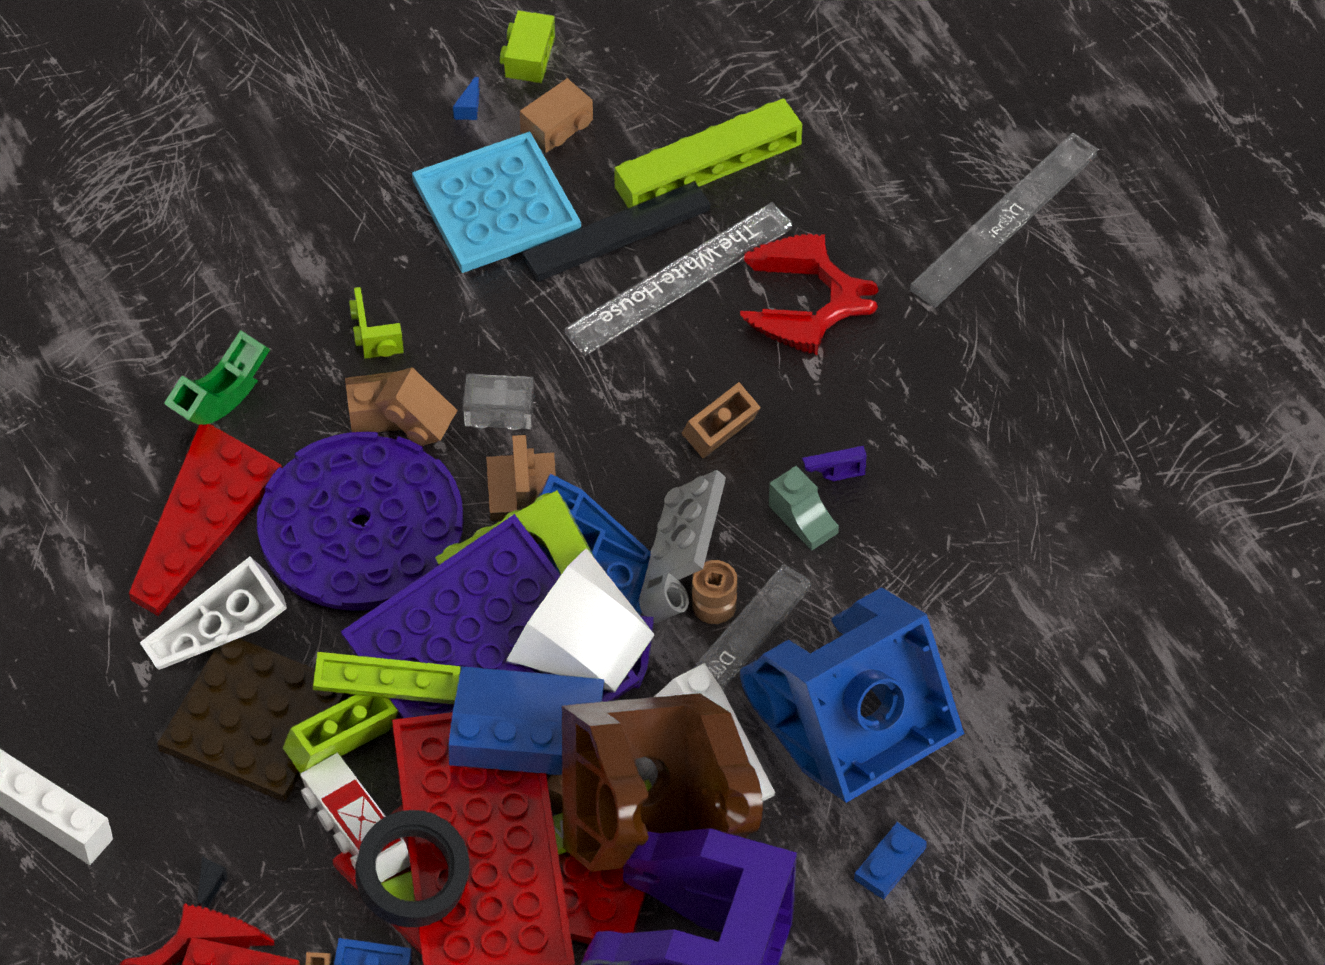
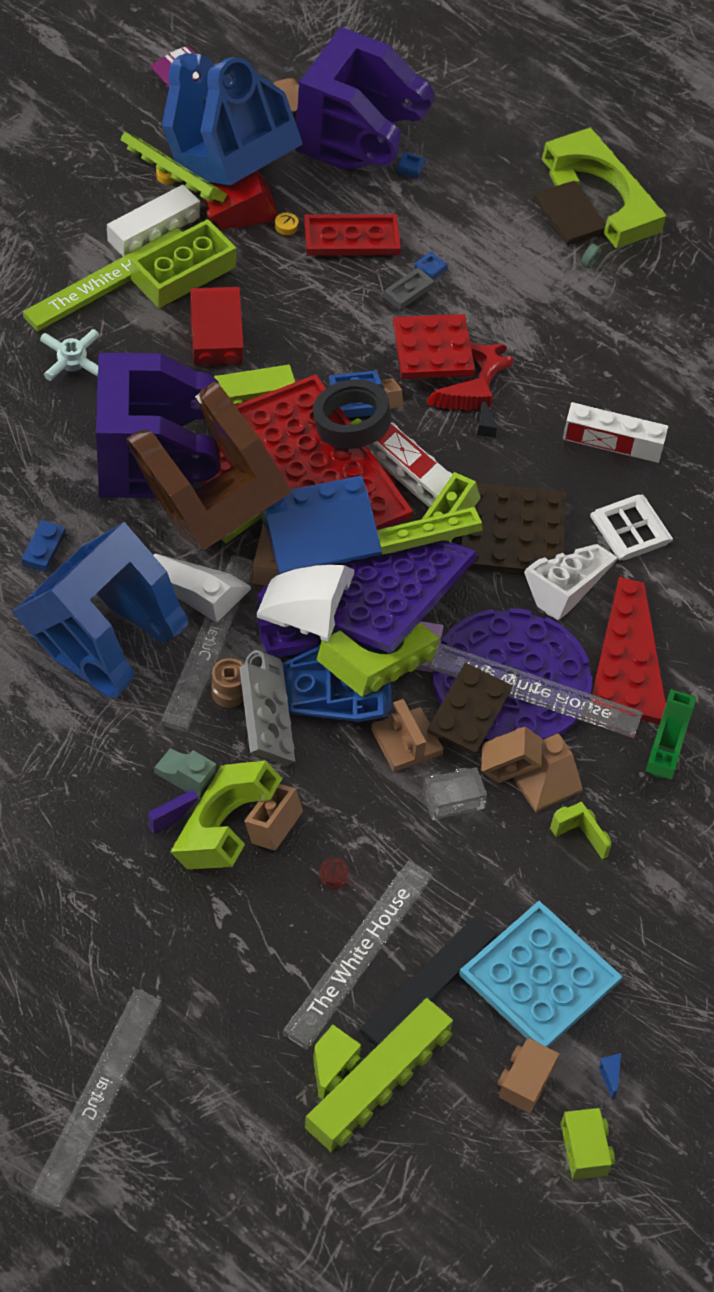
camera: 155 degrees right, 0 degrees up
(65, 678) = (612, 536): none -> white piece
(343, 481) = (544, 692): none -> clear tile
(436, 475) = (470, 709): none -> dark brown plate
(672, 363) = (333, 872): none -> clear red tile
(749, 179) = (333, 1058): none -> lime slope
(807, 256) = (236, 929): red piece -> none
(818, 416) = (202, 840): none -> lime arch

